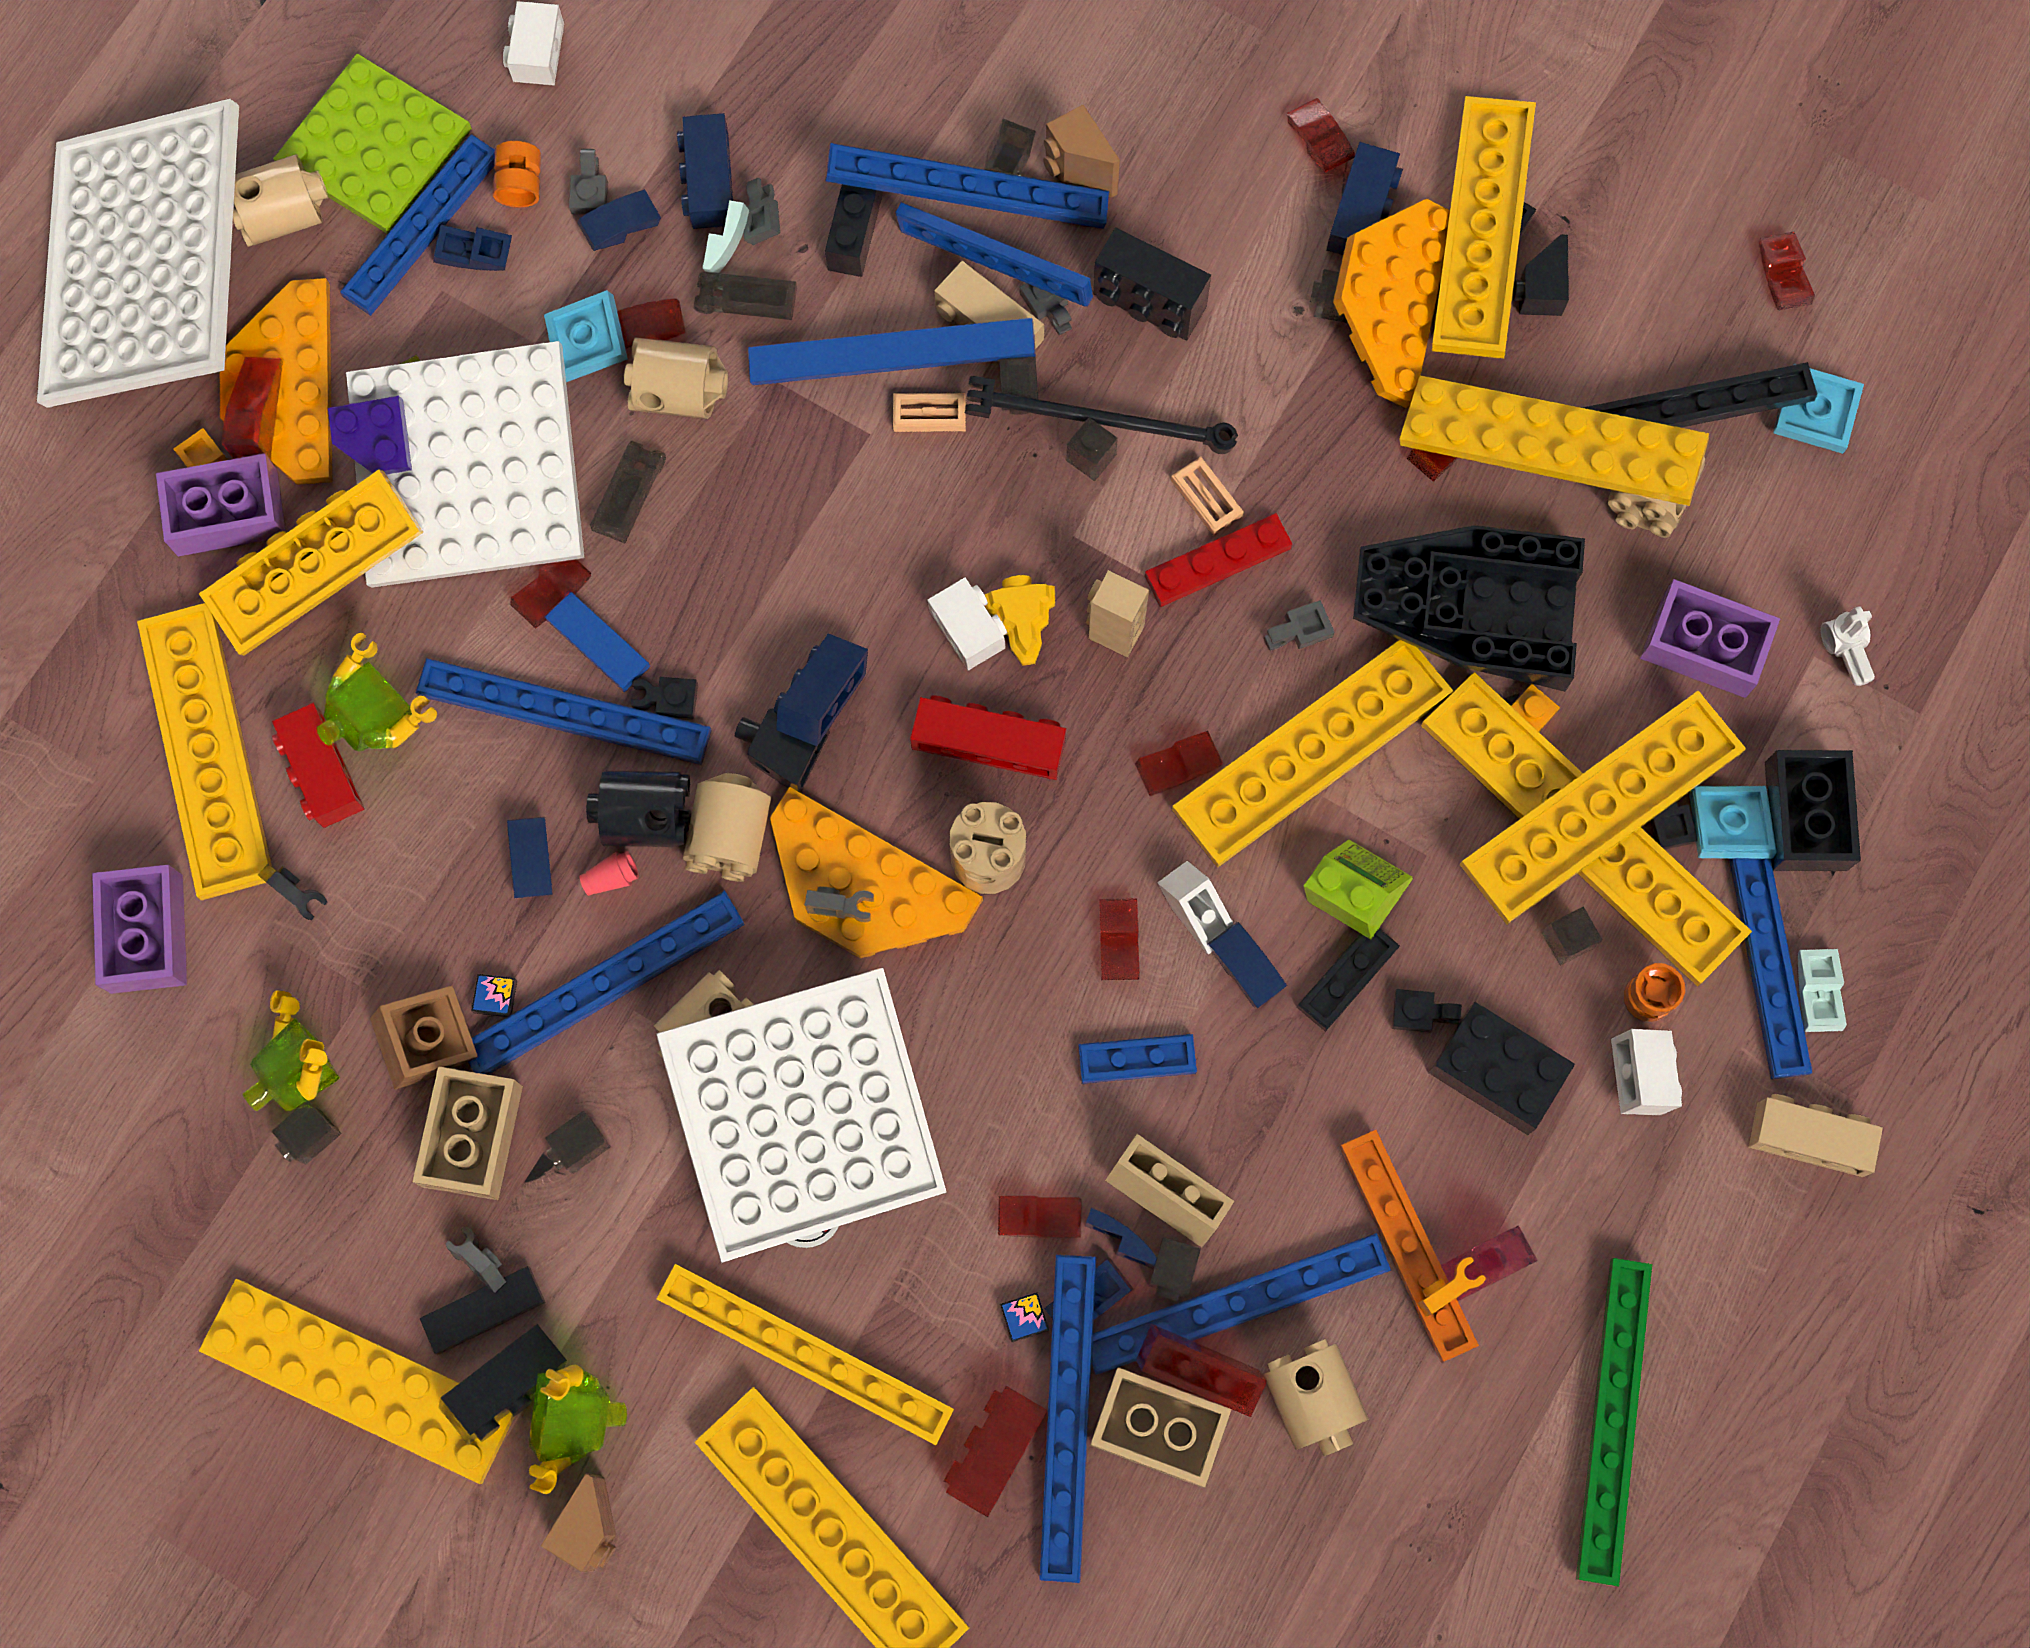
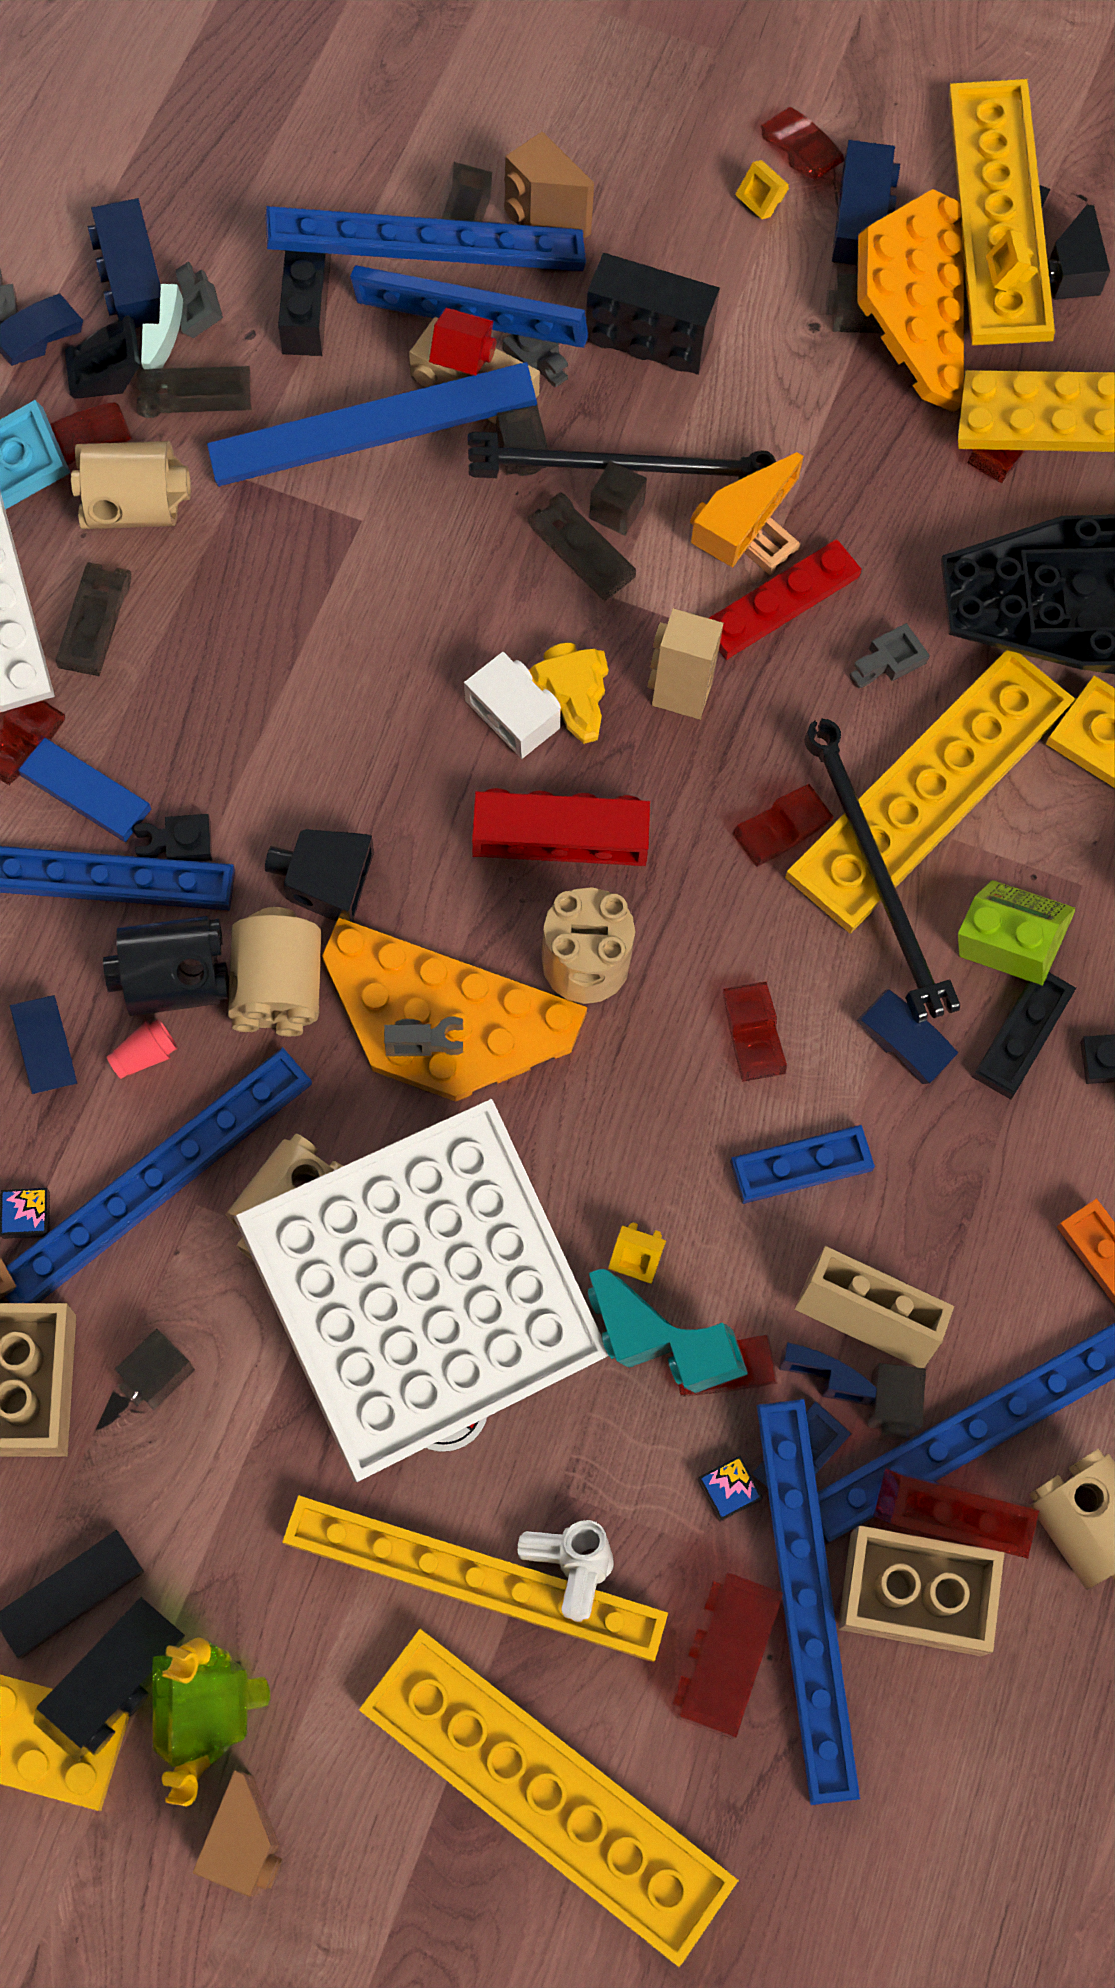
camera: 15 degrees left, 5 degrees down
(482, 1264) = (59, 1535): dark grey plate -> none
(672, 257) = (103, 361): none -> black slope
(821, 689) = (358, 799): dark blue brick -> none
(890, 1364) = (582, 1570): none -> white axle
(929, 425) = (425, 493): light nougat tile -> none
(974, 1178) = (641, 1334): none -> teal arch
(978, 292) = (462, 341): none -> red brick
(984, 1111) = (637, 1253): none -> yellow tile
(1054, 487) = (582, 547): none -> clear smoke plate
(1194, 478) = (741, 509): none -> light orange slope
(1196, 903) = (836, 976): white slope -> none
(1270, 930) = (928, 990): none -> black hinge
(1275, 176) = (762, 189): none -> yellow tile
(1477, 281) = (1010, 261): none -> yellow tile

